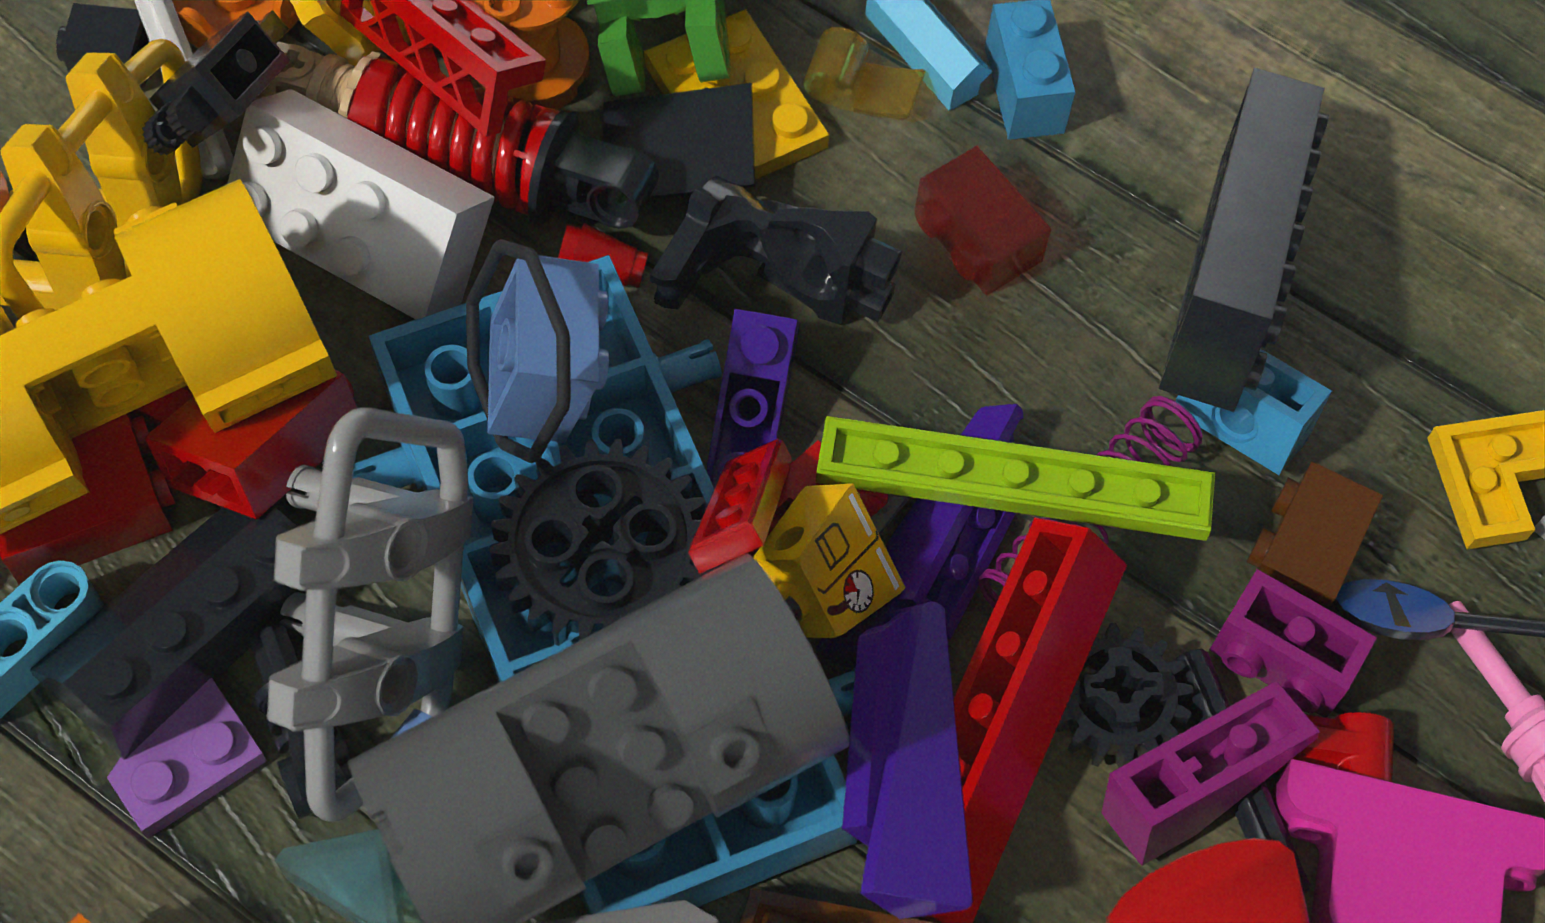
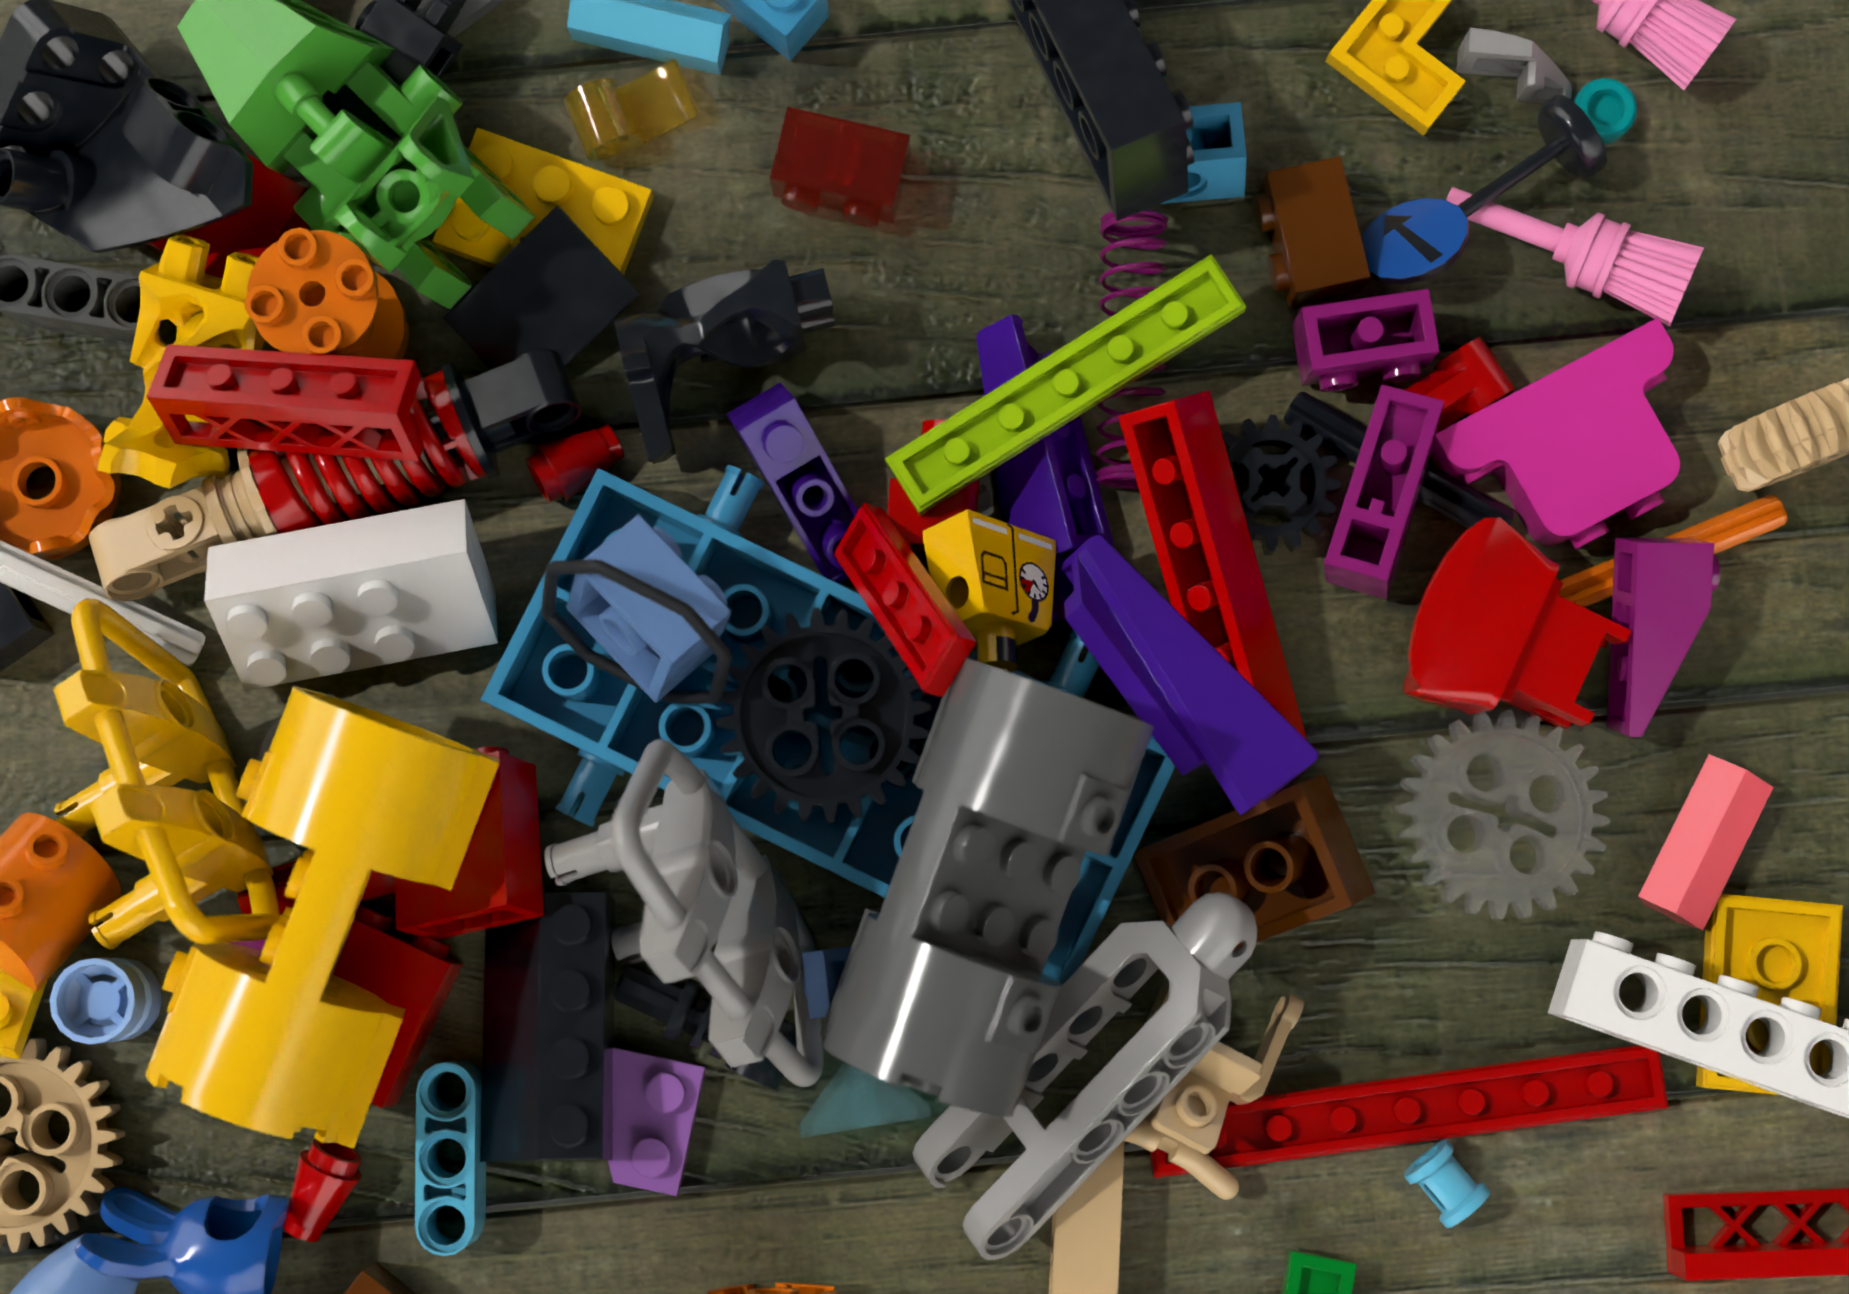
camera: 35 degrees left, 20 degrees up
(216, 83) = (162, 603): black hinge -> none

